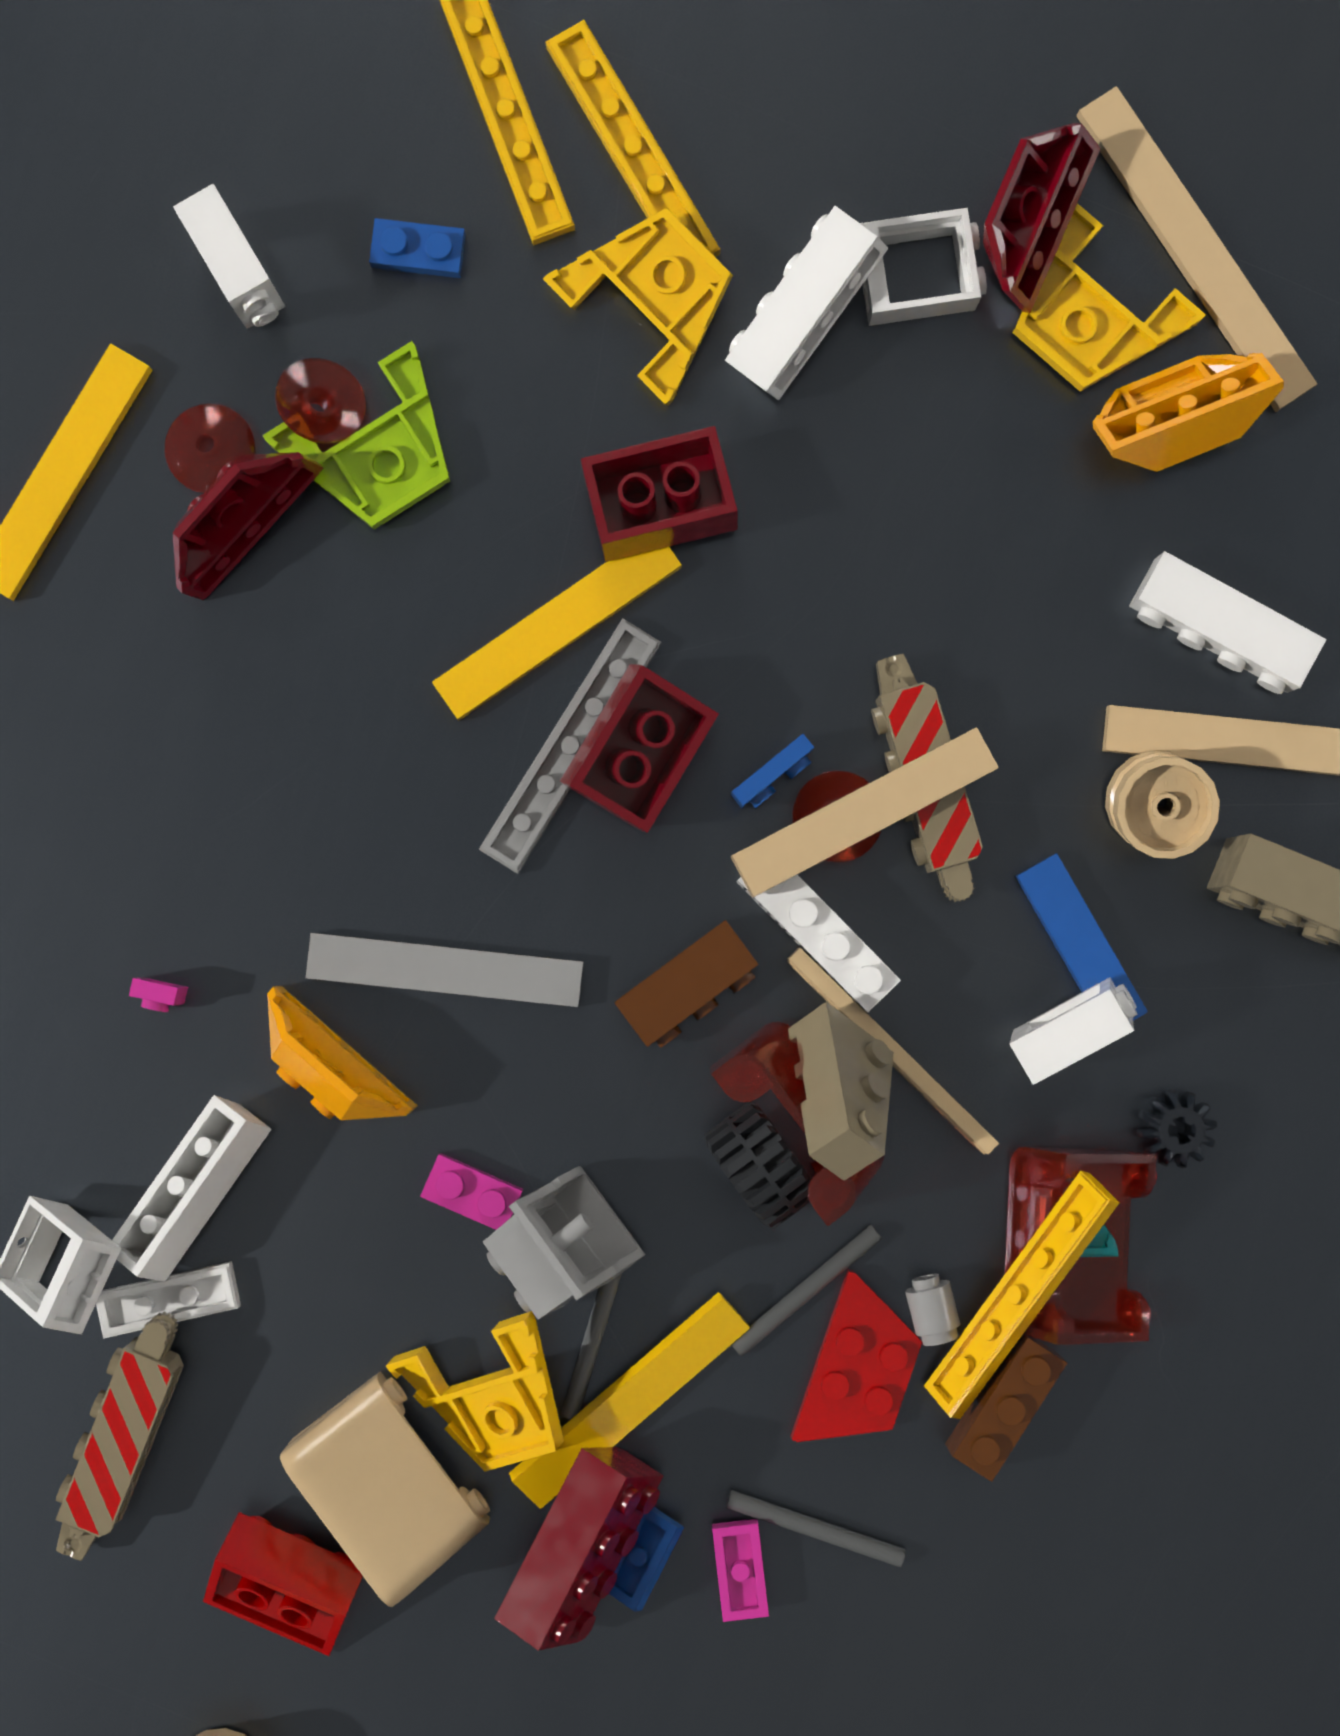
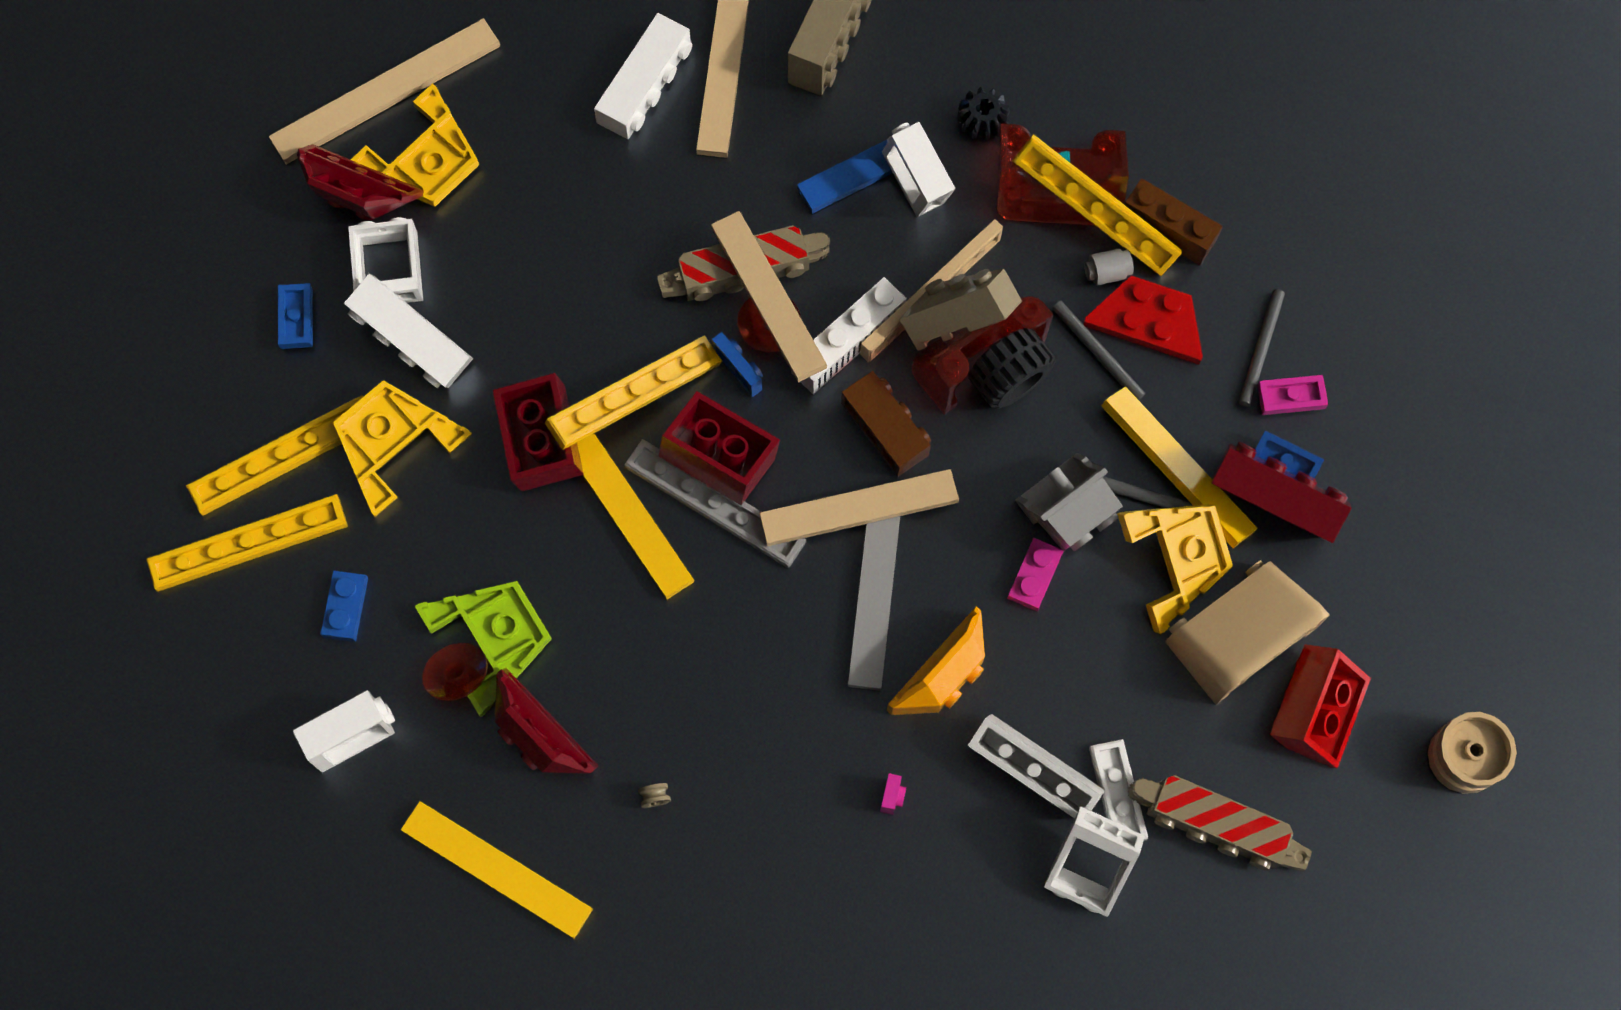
camera: 90 degrees left, 15 degrees down
(156, 674) = (654, 795): none -> dark tan bush
(182, 453) = (492, 774): clear red dish -> none
(559, 946) = (859, 507): none -> tan tile
(718, 624) = (633, 392): none -> yellow tile
(836, 146) = (295, 316): none -> blue plate
(1155, 829) = (765, 114): tan wheel -> none
(1187, 409) = (495, 94): light orange wedge -> none

